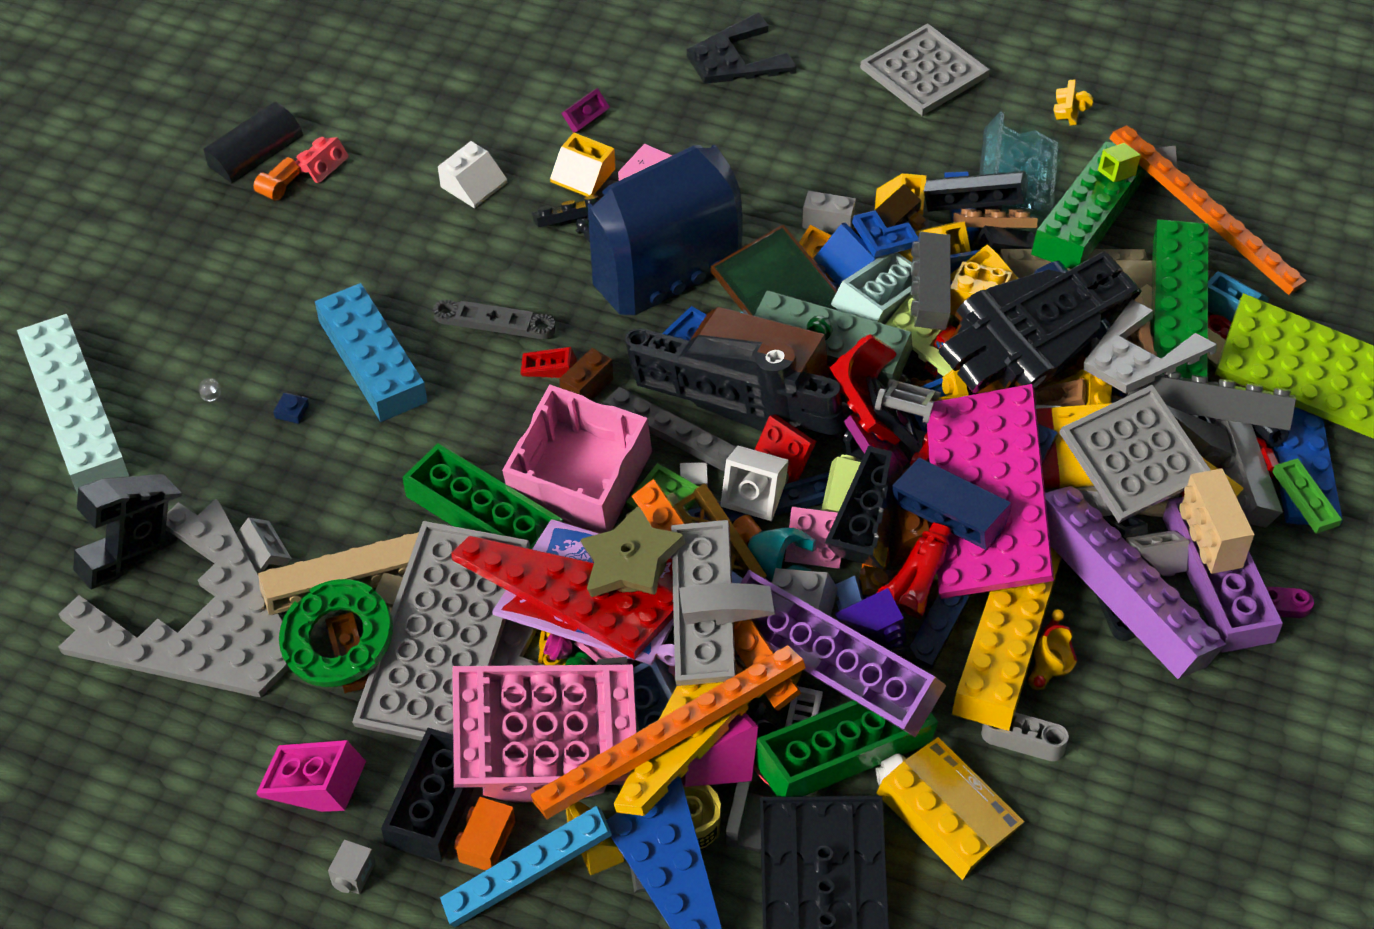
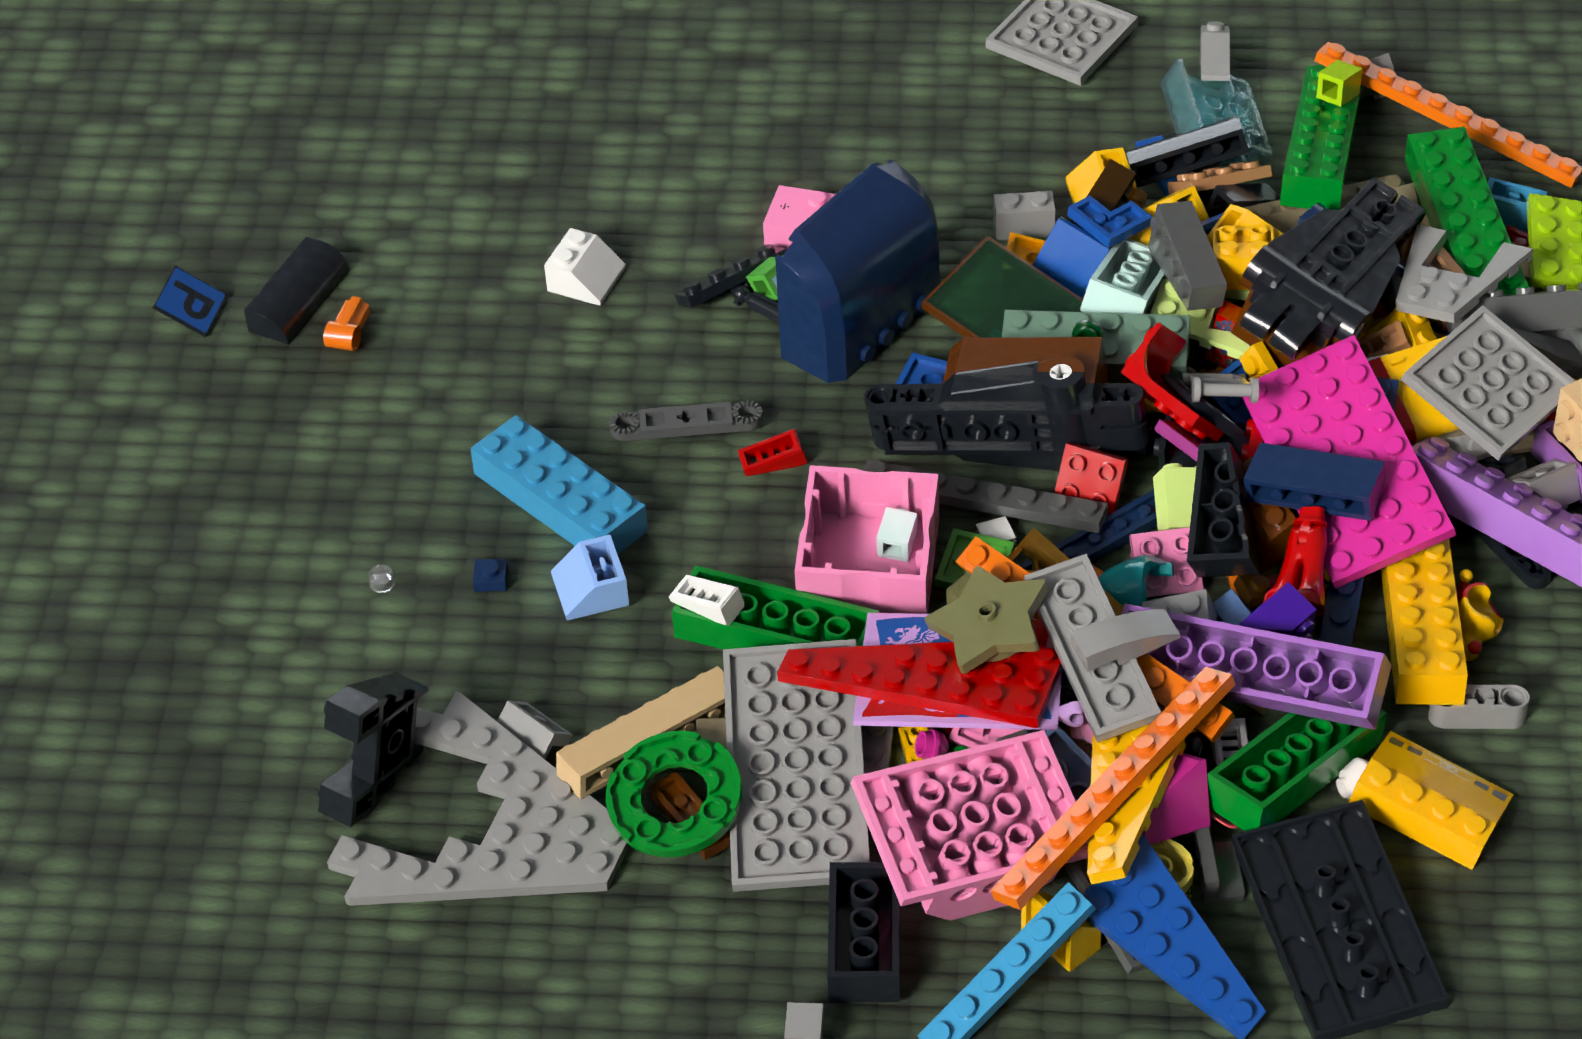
camera: 15 degrees left, 5 degrees down
(72, 402) = (226, 631): light aqua brick -> none
(171, 132) = (189, 301): none -> blue piece
(313, 775) = (713, 950): dark pink slope -> none
(322, 158) = (390, 288): coral bracket -> none
(361, 432) = (590, 579): none -> light blue slope
(434, 476) = (722, 611): none -> white slope
(485, 833) = (938, 958): orange brick -> none
(583, 165) = (713, 226): slope -> none
(585, 110) = (685, 165): magenta plate -> none
(588, 375) = (830, 448): reddish brown brick -> none
(606, 455) = (897, 534): none -> light aqua brick
(720, 62) = (818, 77): black wing -> none
(753, 482) = (1078, 518): white slope -> none
(1036, 113) = (1215, 52): none -> light grey slope
(1071, 102) = (1244, 33): yellow hips -> none

